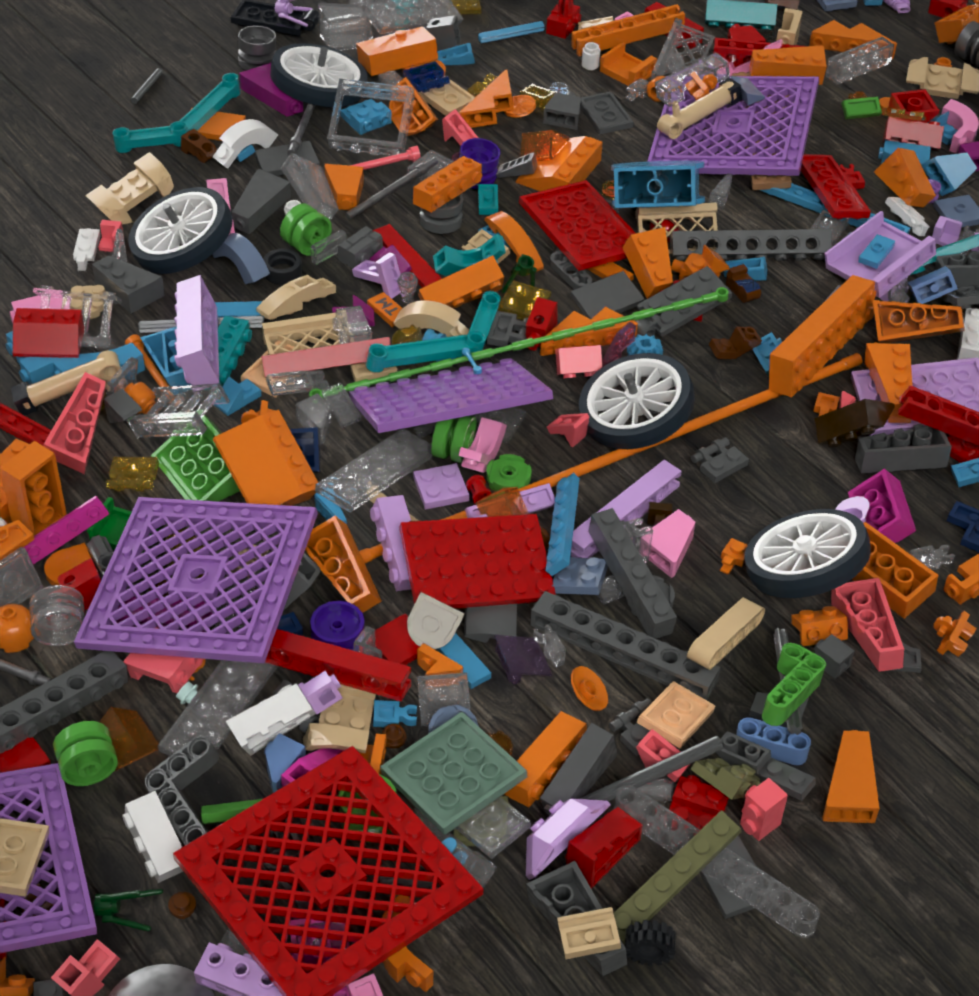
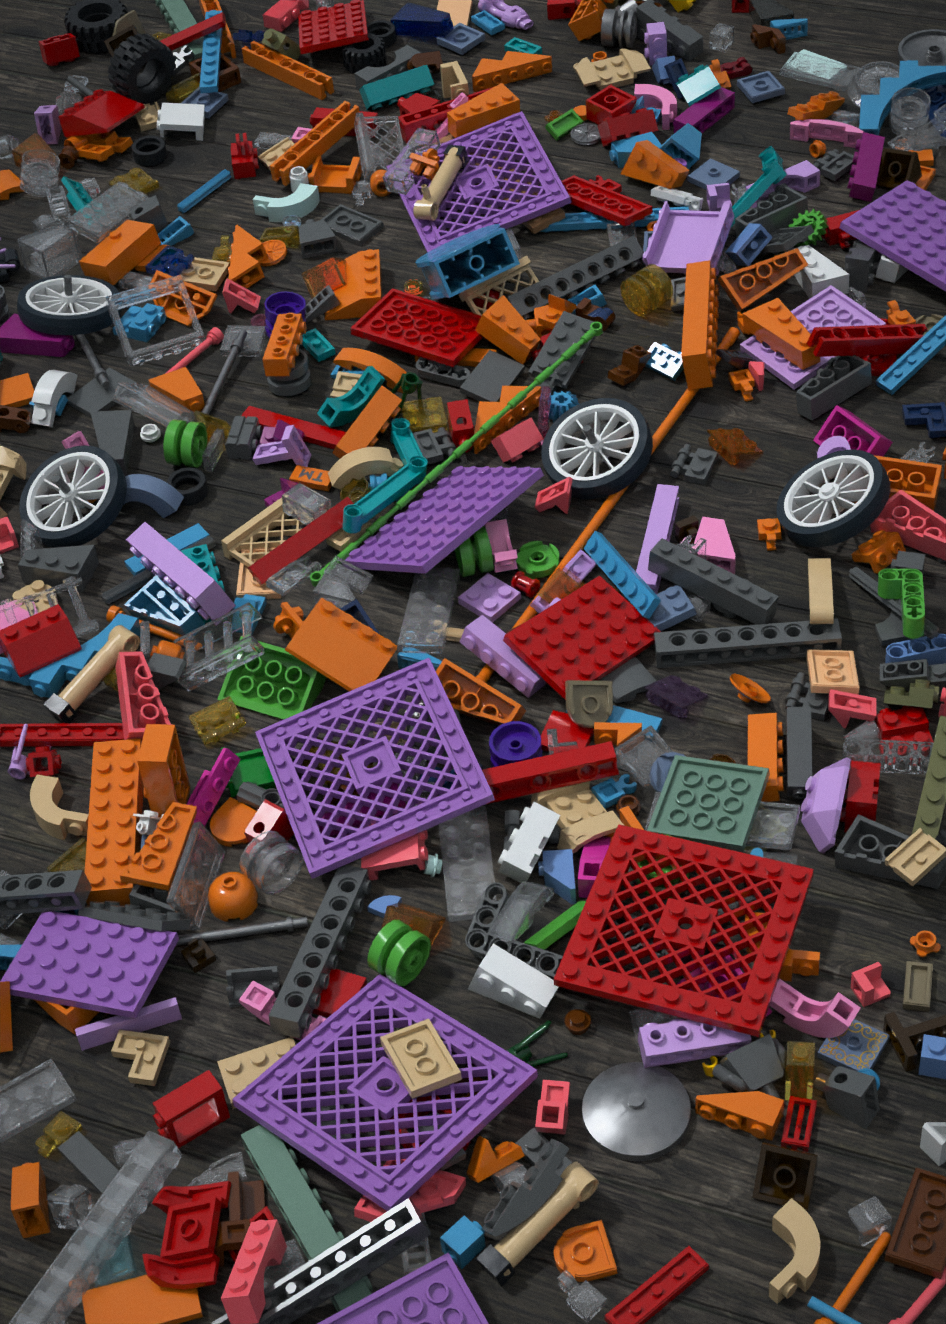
camera: 25 degrees left, 0 degrees up
(121, 702) = (379, 905): none -> medium blue tile
(211, 773) = (520, 909): none -> clear slope
(292, 295) = (224, 504): tan slope -> none
(321, 691) = (552, 796): lavender brick -> none
(342, 221) = (211, 424): none -> clear yellow slope
(407, 285) = (318, 449): clear cone -> none
(476, 369) = (447, 486): dark azure hinge -> none
(553, 646) = (693, 671): clear plate -> none
(573, 75) = (299, 203): none -> light aqua arch
(599, 11) = (268, 140): none -> clear plate
(659, 769) = (859, 717): dark grey axle -> none
(750, 93) = (474, 151): sand blue slope -> none
(769, 457) = (731, 444): none -> clear orange hinge
(804, 283) = (646, 290): none -> clear yellow wheel
(833, 382) = (735, 358): none -> black slope
(852, 421) = (782, 381): dark brown slope -> none
(859, 60) = (534, 82): clear brick -> none
(873, 124) = (585, 134): none -> flat silver wheel
(876, 251) = (685, 236): dark azure plate -> none
(882, 26) = (522, 46): none -> teal plate
(900, 113) = (611, 113): clear yellow piece -> none

